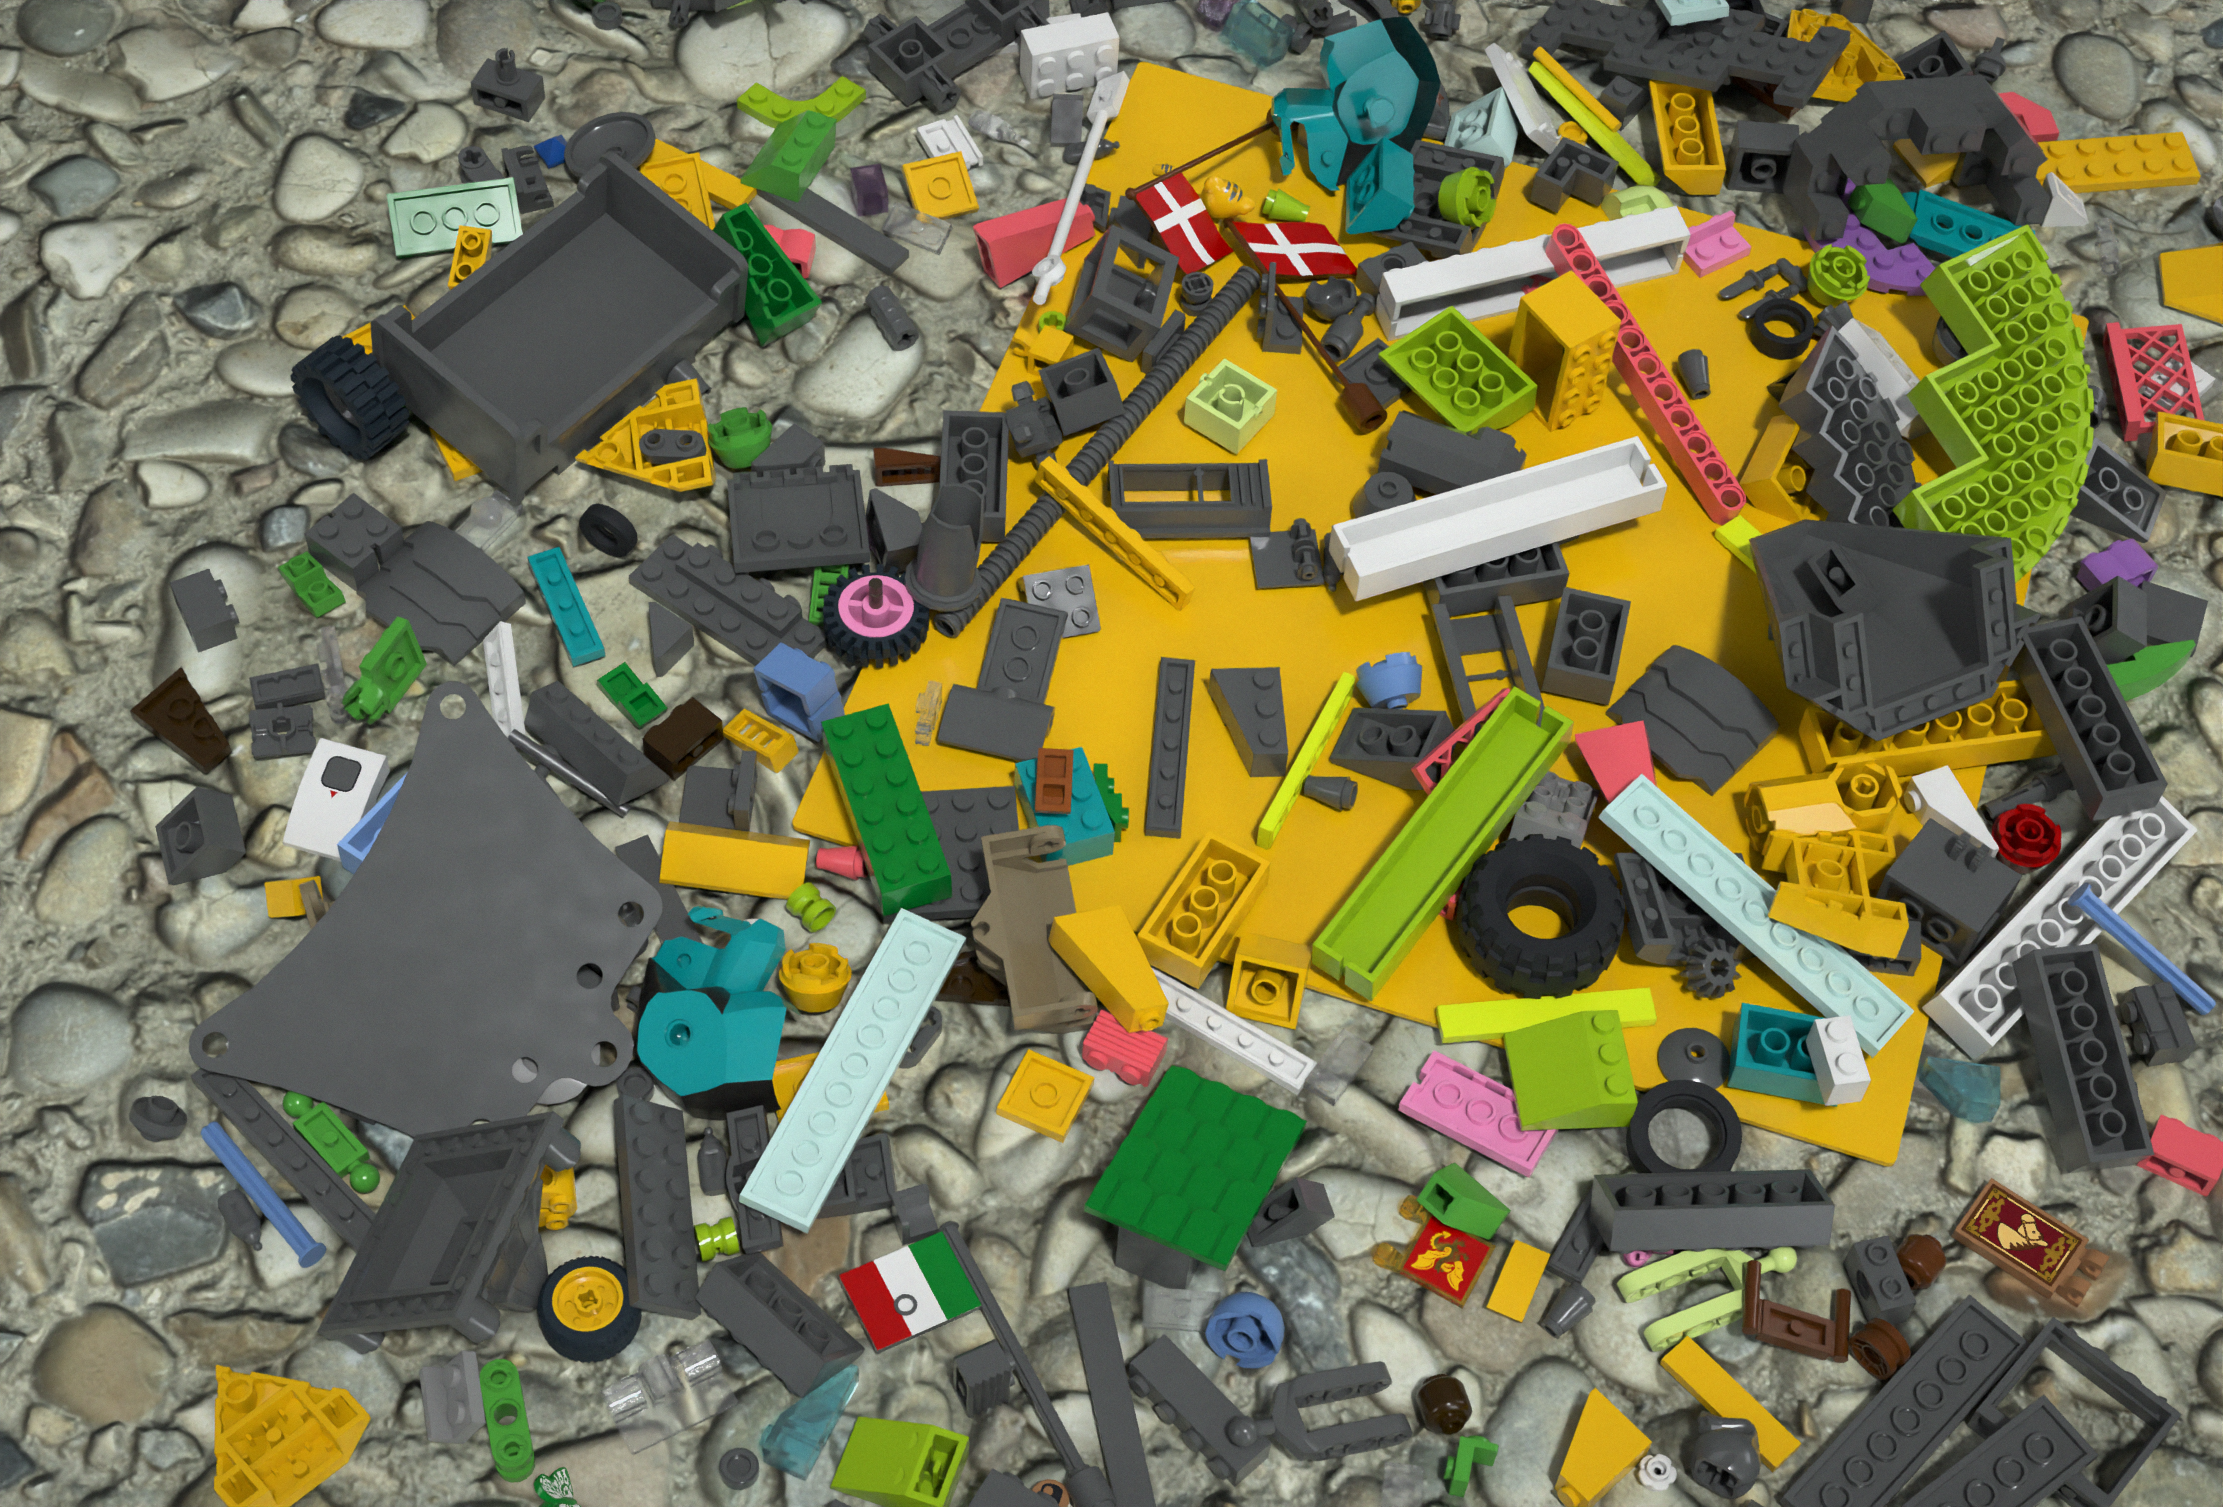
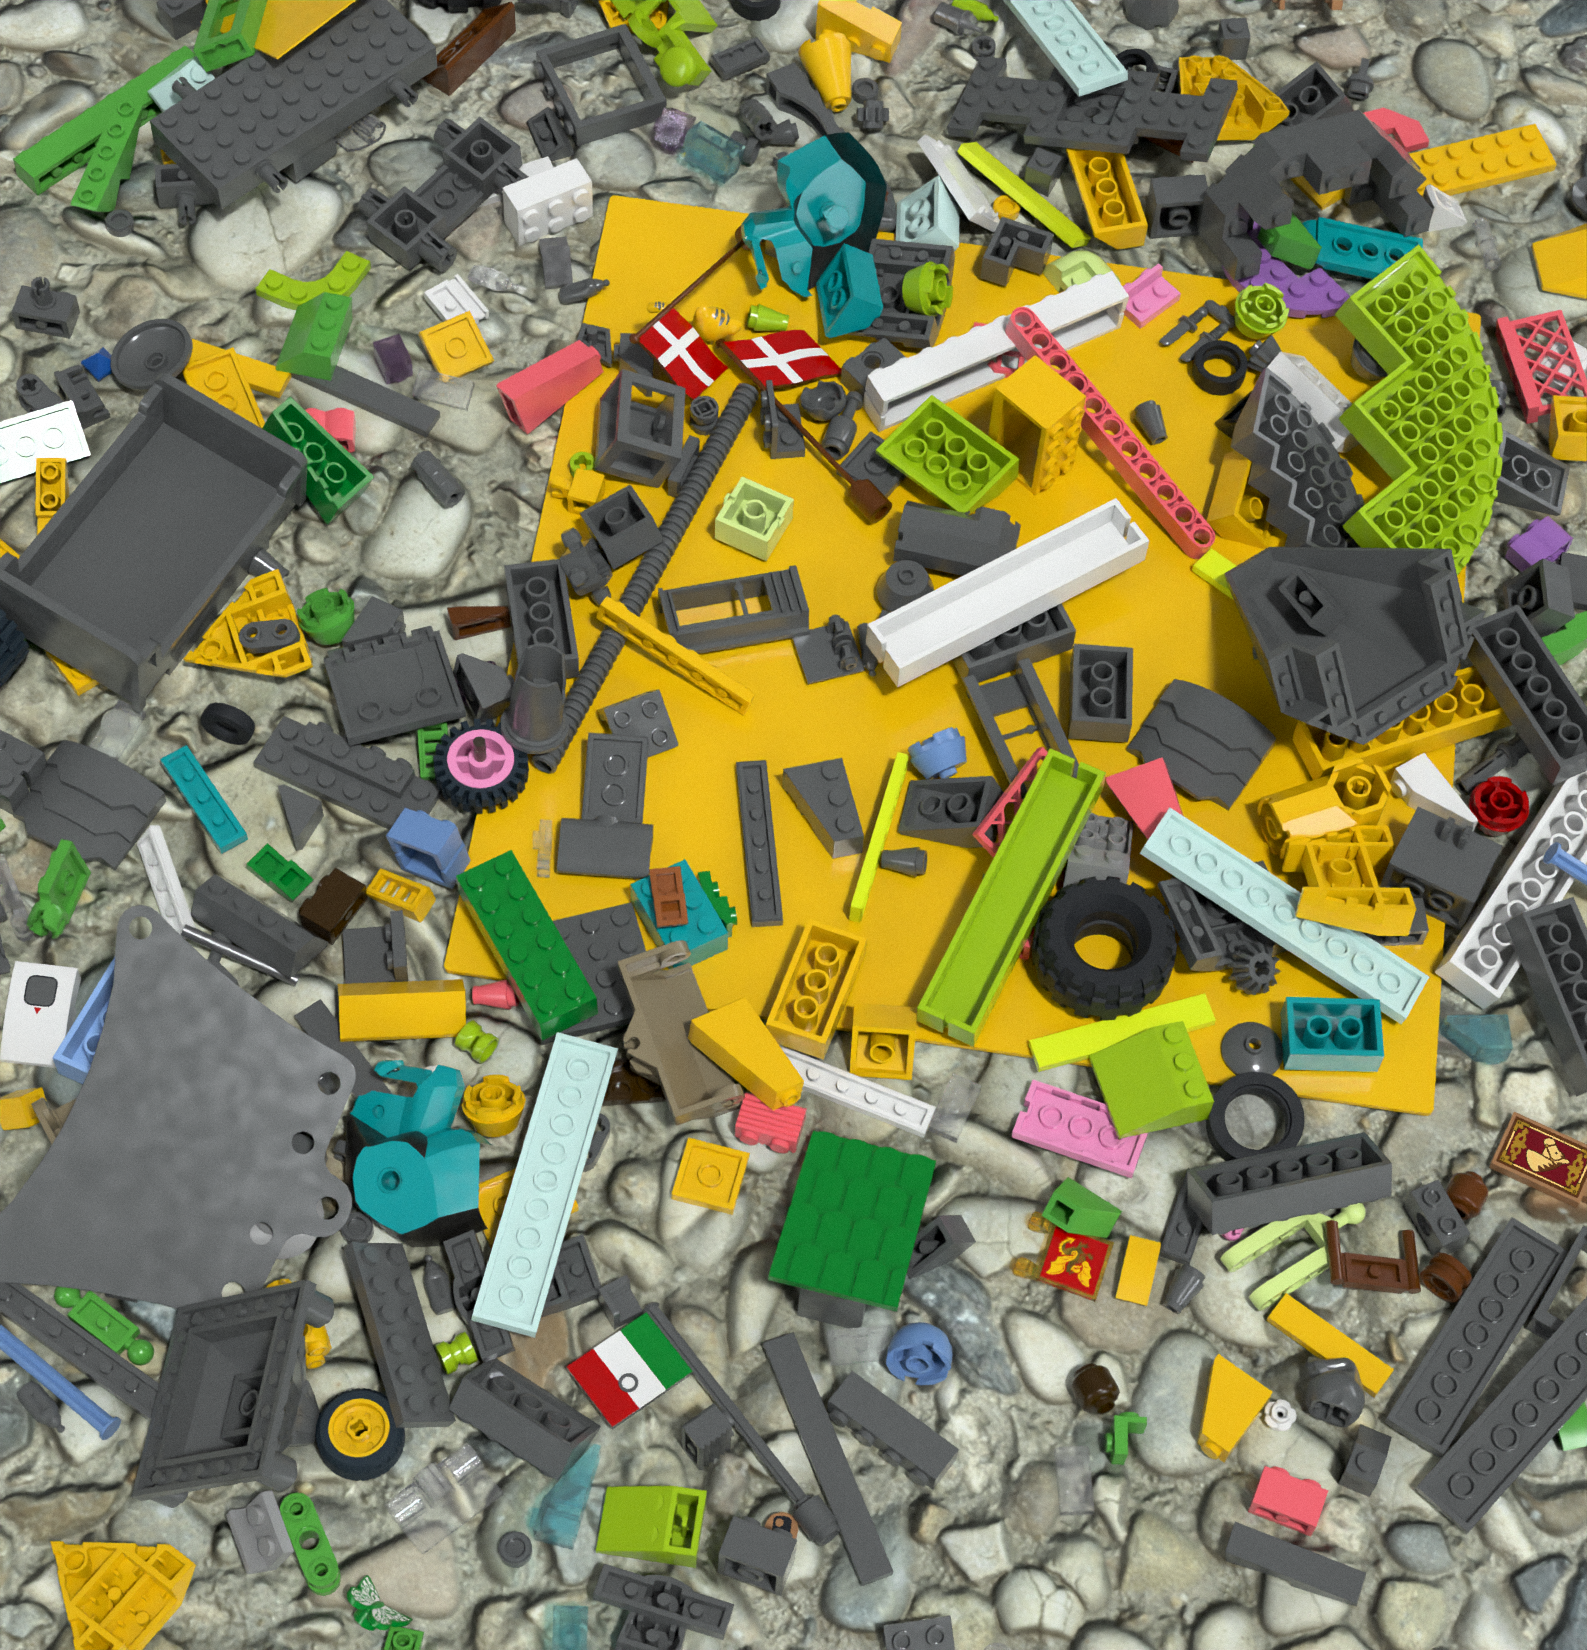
camera: 10 degrees left, 5 degrees up
(1103, 108) = (588, 246): white bar -> none
(1333, 1441) = (970, 1433): dark grey piece -> none
(1577, 89) = (1003, 164): yellow bar -> none
(1838, 1060) = (1375, 1036): white brick -> none

